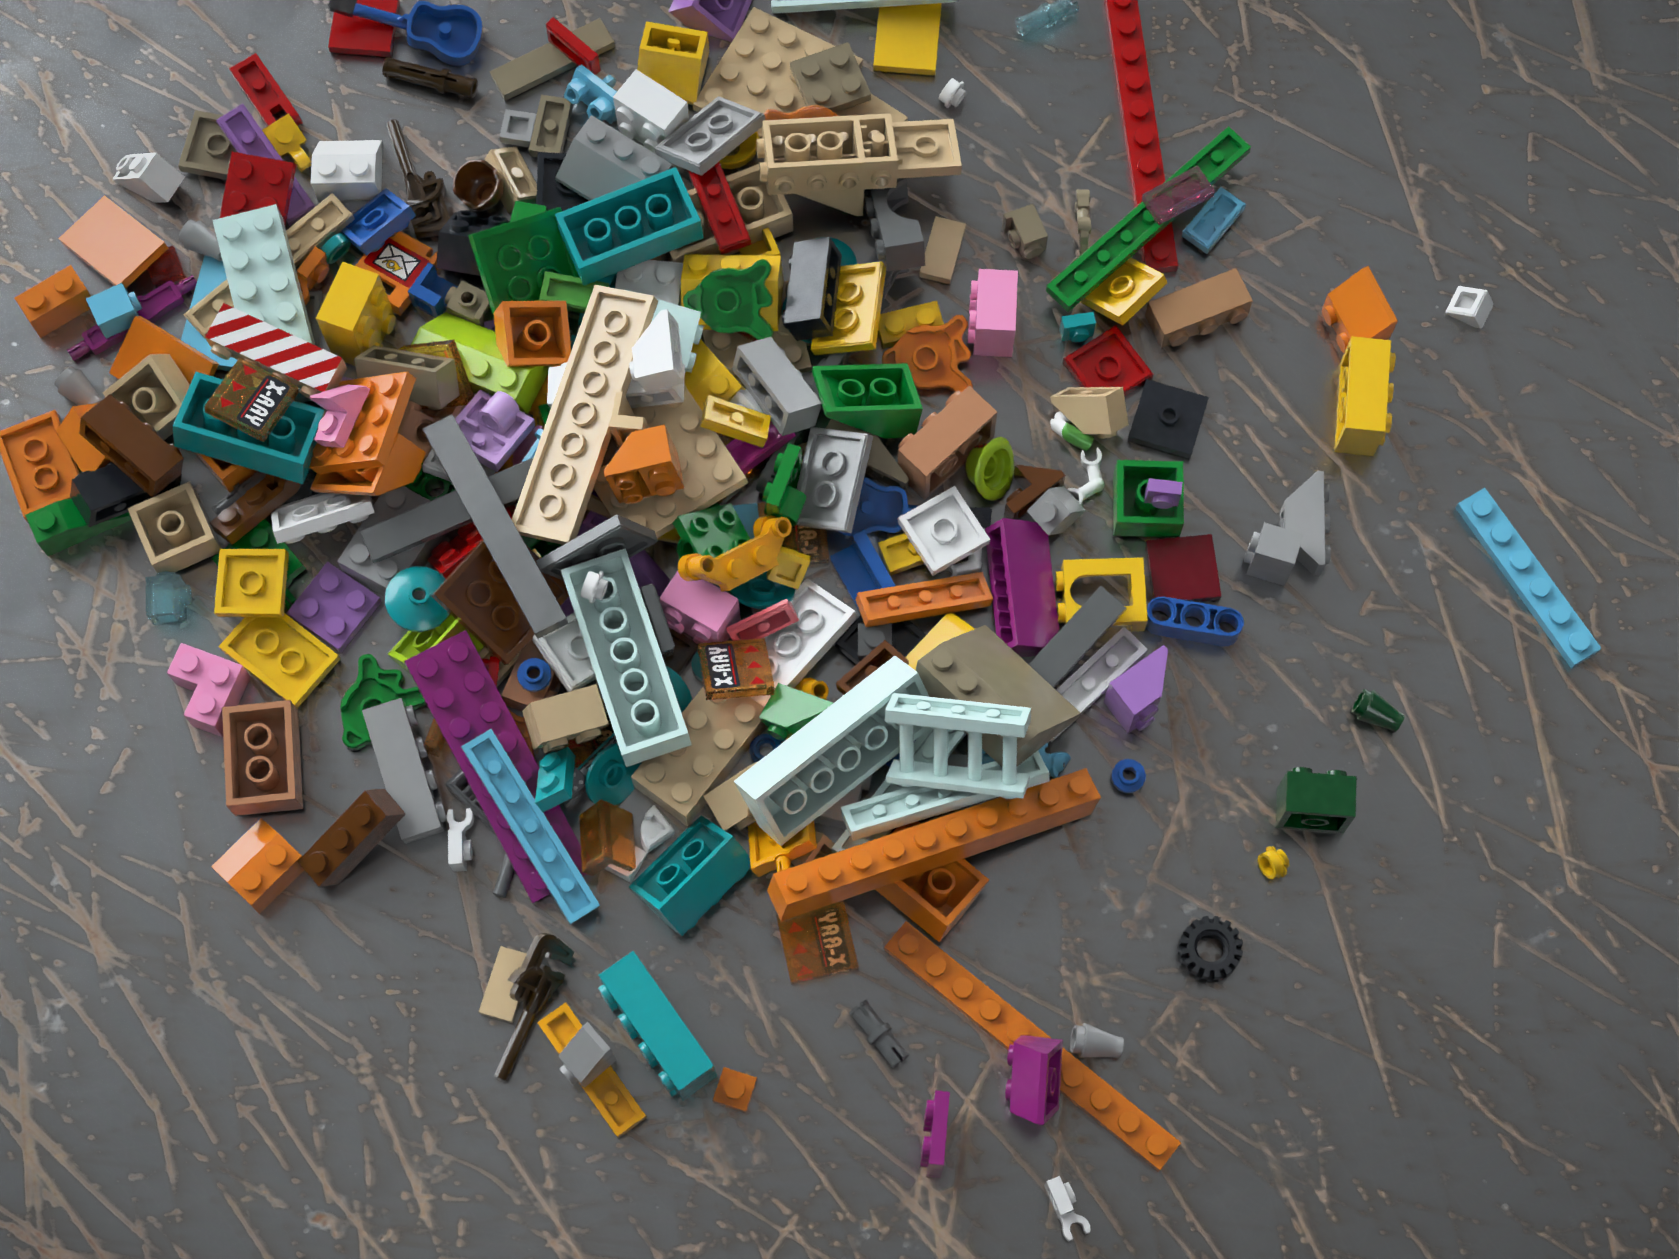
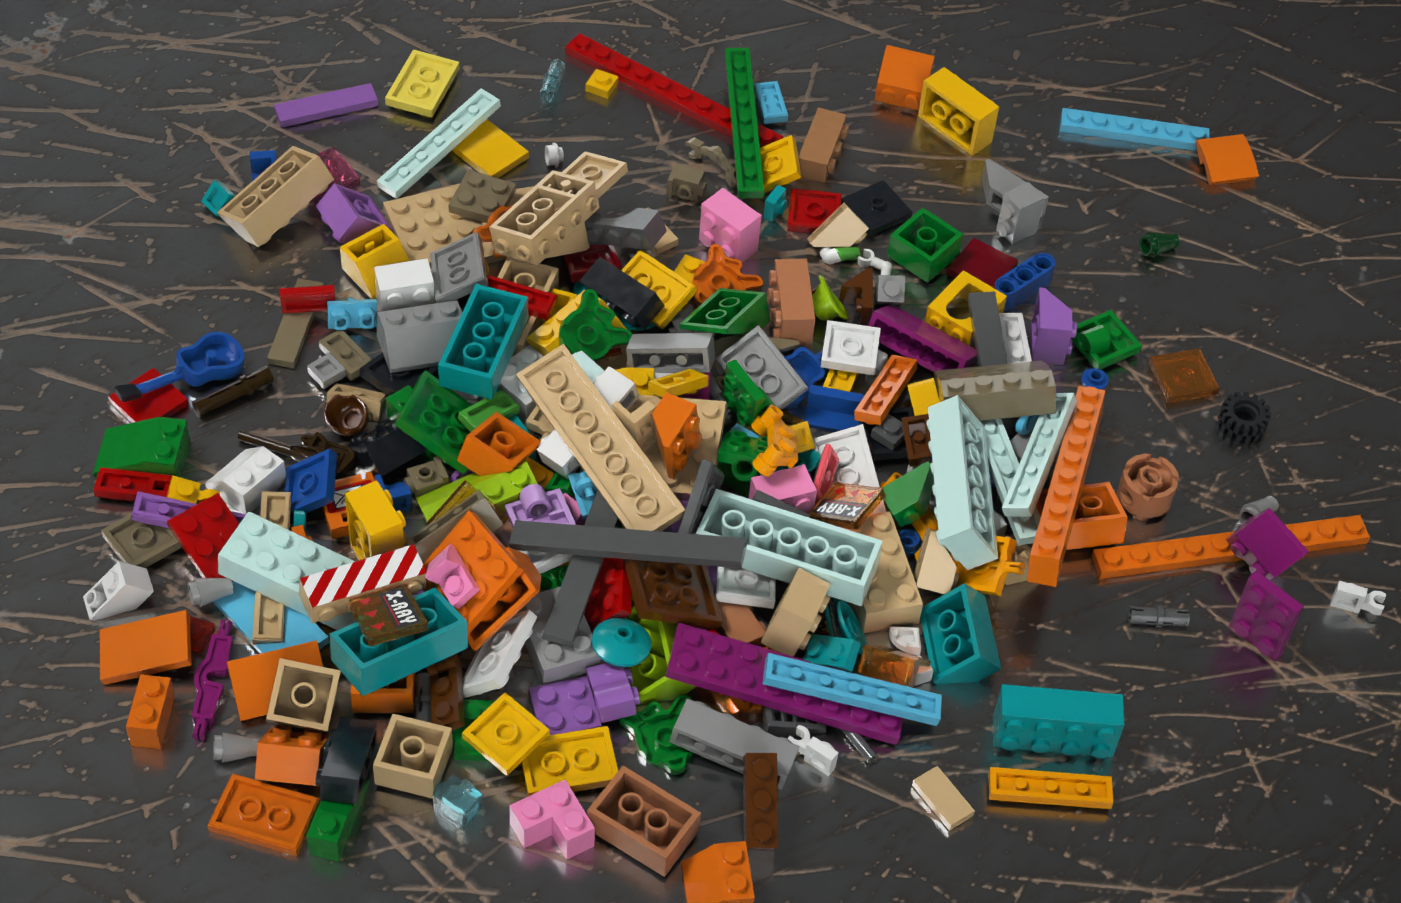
camera: 55 degrees left, 20 degrees down
(114, 309) = (203, 676): medium azure brick -> none
(131, 445) = (332, 723): reddish brown brick -> none
(307, 70) = (146, 446): none -> green slope
(370, 632) = (612, 691): none -> medium lavender brick
(534, 986) = (964, 779): dark brown piece -> none
(538, 683) = (743, 622): blue plate -> none
(585, 1056) = (1049, 766): light grey slope -> none
(594, 586) = (731, 517): white plate -> none
(658, 355) = (609, 369): white slope -> none
(734, 1090) = (1135, 721): orange plate -> none
(818, 943) = (1065, 609): clear orange tile -> none
(848, 232) = (580, 262): none -> dark red tile
(963, 716) = (1003, 398): light aqua fence -> none
(1023, 917) = (1147, 486): none -> nougat brick
(1091, 58) = (601, 83): none -> yellow plate
(1163, 493) = (938, 223): medium lavender plate -> none
(1178, 195) = (748, 93): clear pink plate -> none
(1189, 749) = (1105, 340): none -> green plate
(1217, 854) = (1183, 375): none -> clear orange tile
(1273, 863) = (1217, 357): yellow plate -> none
(1316, 800) = (1196, 300): dark green brick -> none
(1470, 306) = (940, 40): white slope -> none
(1571, 695) = (1227, 159): none -> orange slope

